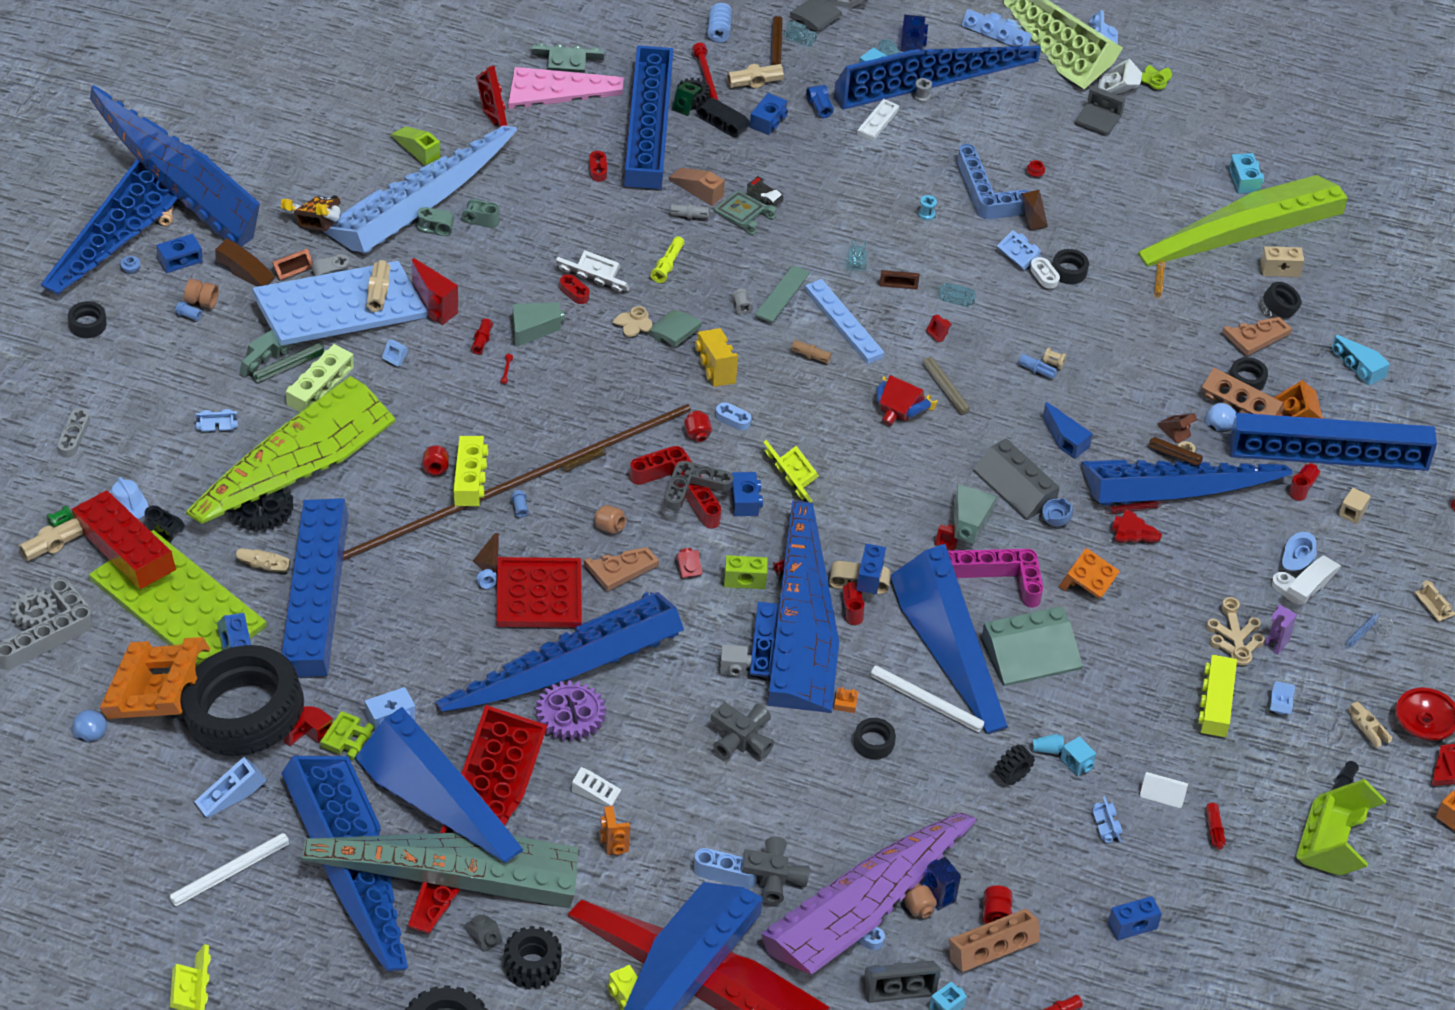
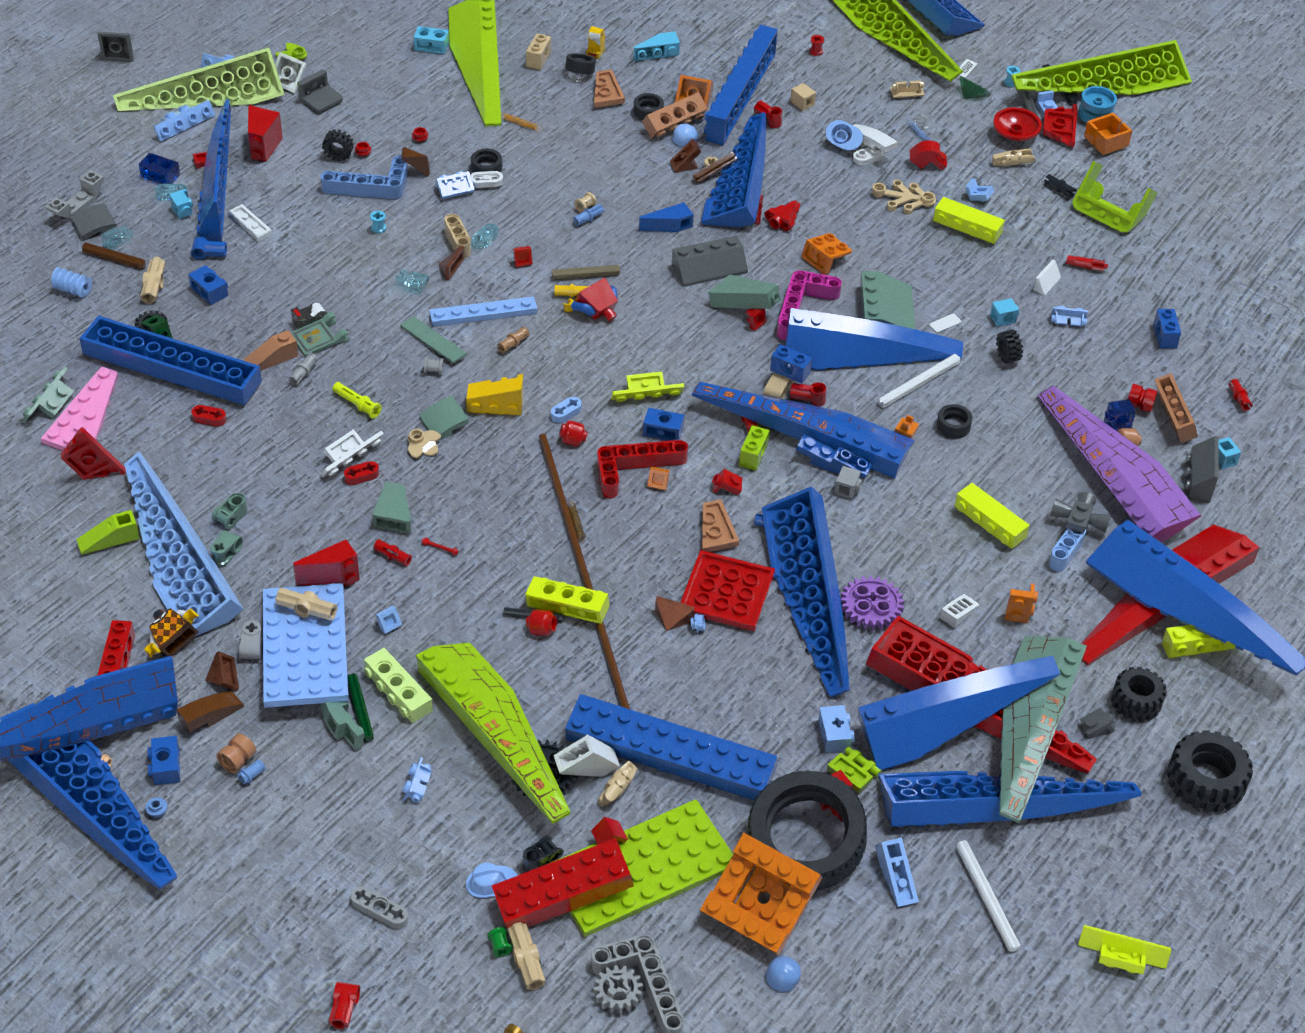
camera: 70 degrees left, 0 degrees up
(83, 309) = (220, 847): black tyre -> none
(199, 562) = (607, 830): none -> red panel
(233, 631) = (722, 822): blue brick -> none
(273, 188) = (117, 647): none -> red brick
(274, 525) = (587, 758): none -> white slope
(447, 445) = (525, 613): none -> black bar
(519, 499) = (615, 577): medium blue pin -> none
(610, 519) = (660, 519): nougat head -> none
(664, 512) = (658, 478): none -> orange tile
(692, 476) = (639, 450): dark grey beam -> none
(700, 52) = (98, 307): red piece -> none
(723, 117) = (195, 315): black beam -> none
(737, 790) = (991, 515): none -> neon yellow brick
(741, 730) = (929, 496): dark grey brick -> none
(907, 374) = (565, 290): none -> yellow pin
(923, 86) = (233, 183): light grey bush -> none
(941, 271) = (457, 233): none -> tan beam
(1001, 85) = (263, 132): none -> red slope
(1021, 144) = (334, 151): none -> black tyre
(1039, 709) = (945, 322): none -> white sticker
(1049, 744) = (987, 324): medium azure cone -> none
(1057, 512) = (755, 248): medium blue hair -> none
(1086, 205) = (420, 134): none -> red plate
(1281, 628) = (918, 167): medium lavender hinge -> none
(1317, 637) = (928, 152): none -> red brick
(1329, 303) = (596, 42): none -> yellow leg

